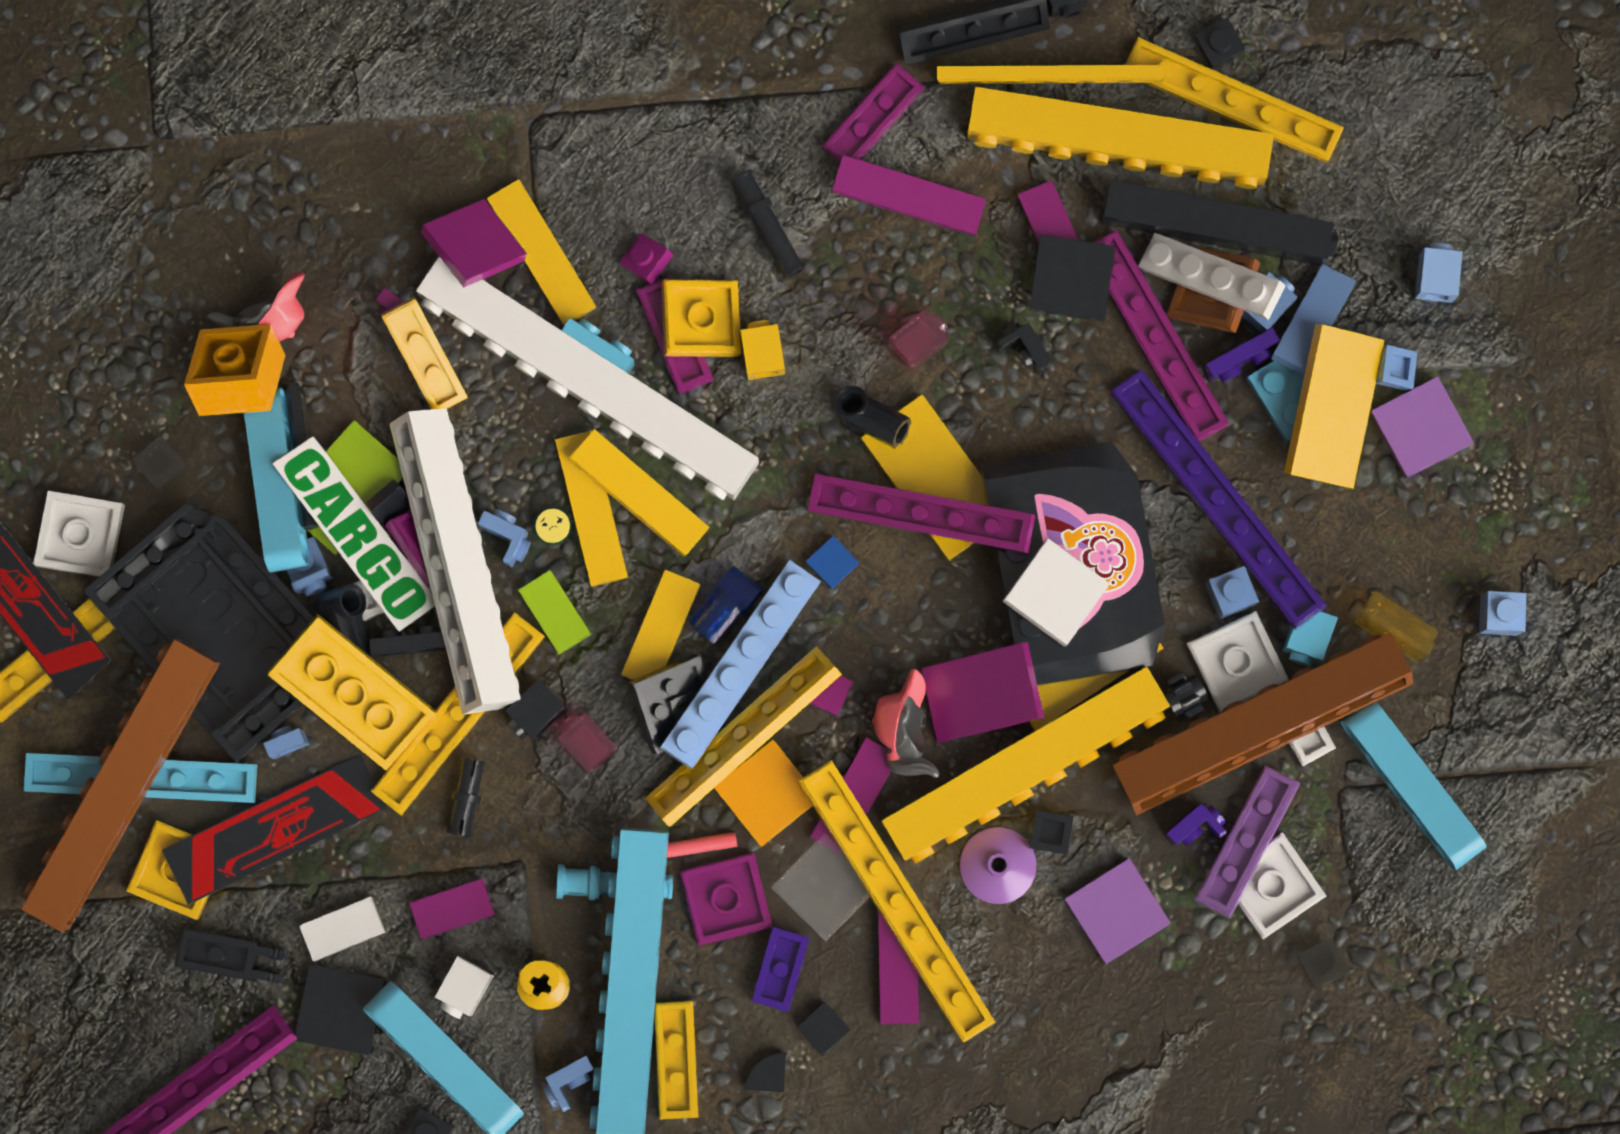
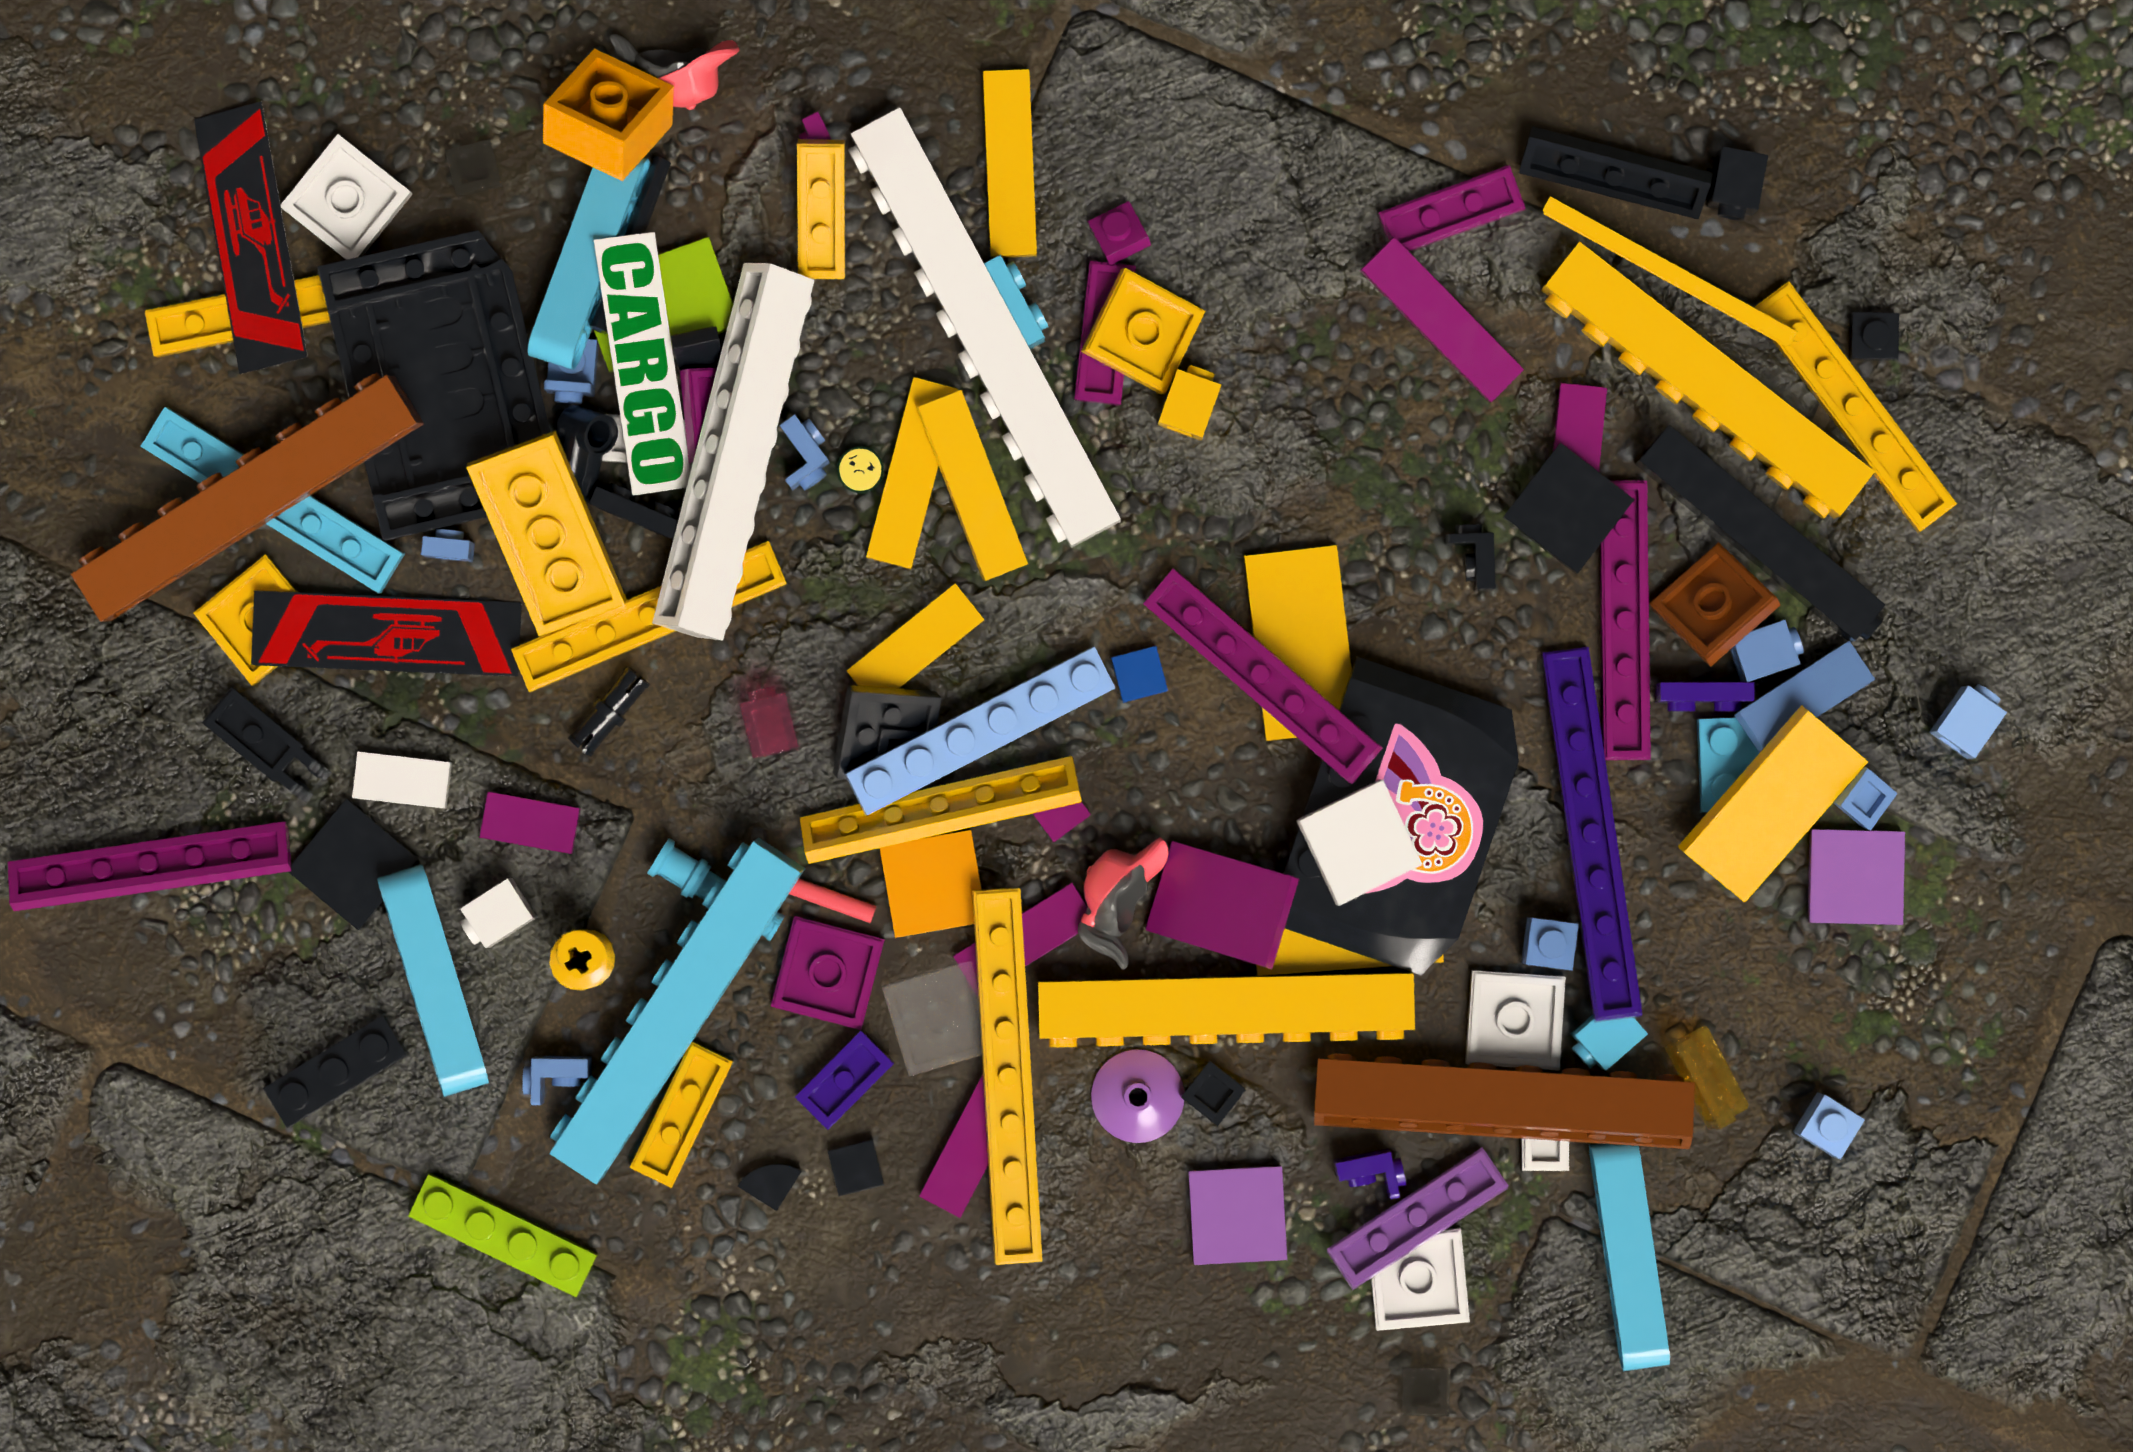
camera: 25 degrees right, 5 degrees up
(473, 243) = (941, 114): magenta tile -> none
(534, 711) = (732, 661): black brick -> none
(554, 612) = (811, 564): lime tile -> none
(731, 597) = (1008, 653): clear blue piece -> none
(759, 210) = (1271, 266): black pin -> none
(872, 418) = (1267, 543): black piece -> none
(919, 339) = (1366, 484): clear pink brick -> none
(1185, 695) = (1438, 1026): black gear -> none
(1212, 276) = (1719, 590): white plate -> none

